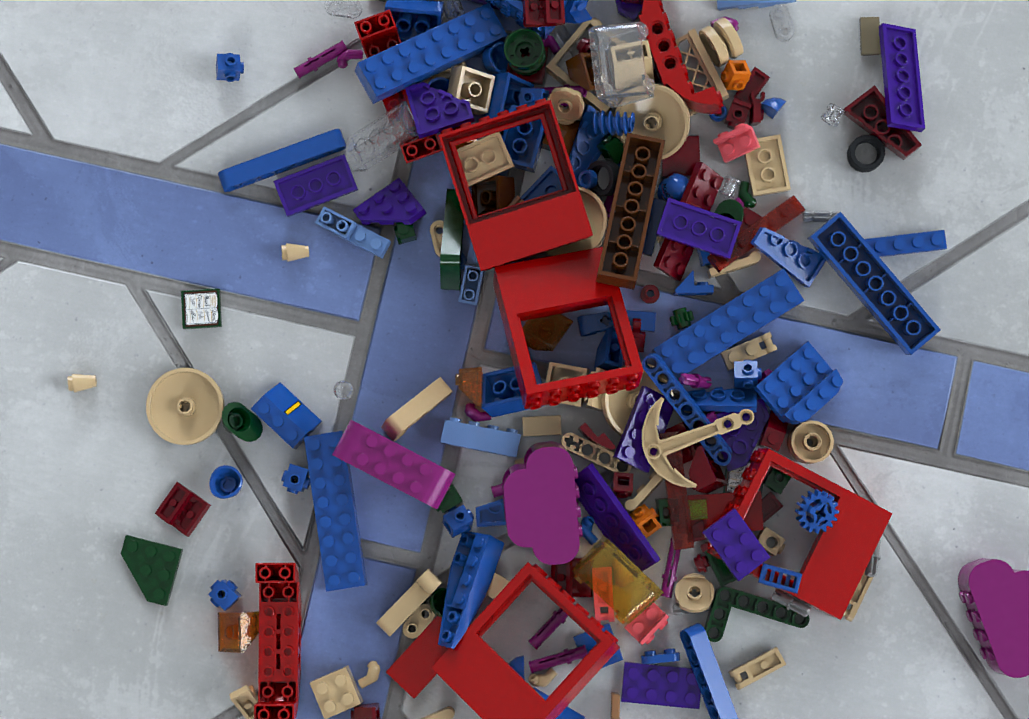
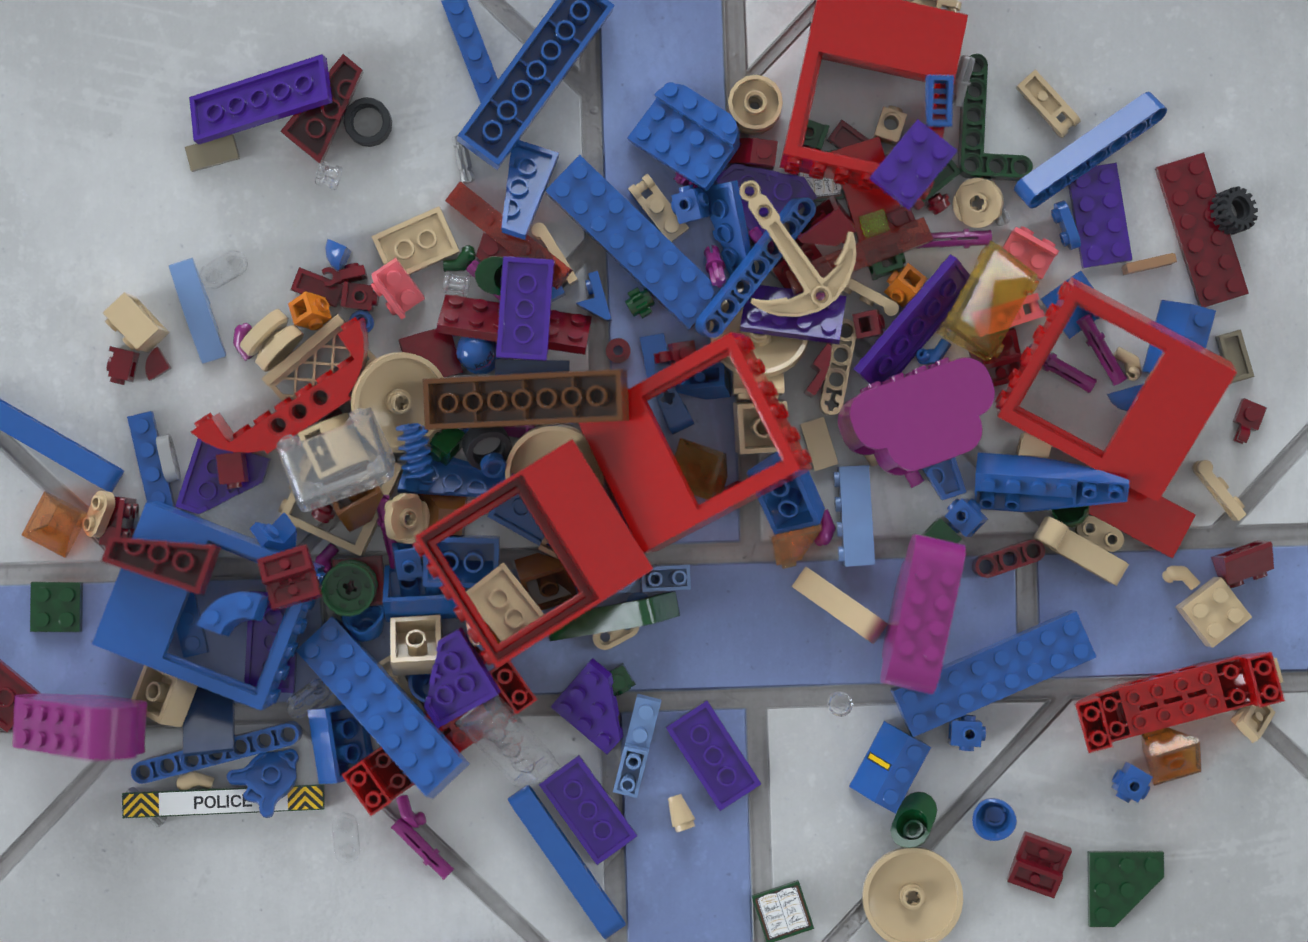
camera: 105 degrees left, 5 degrees up
(330, 287) = (713, 755): none -> dark purple plate
(418, 555) = (1020, 558): none -> dark red beam
(819, 519) = (846, 75): blue gear -> none

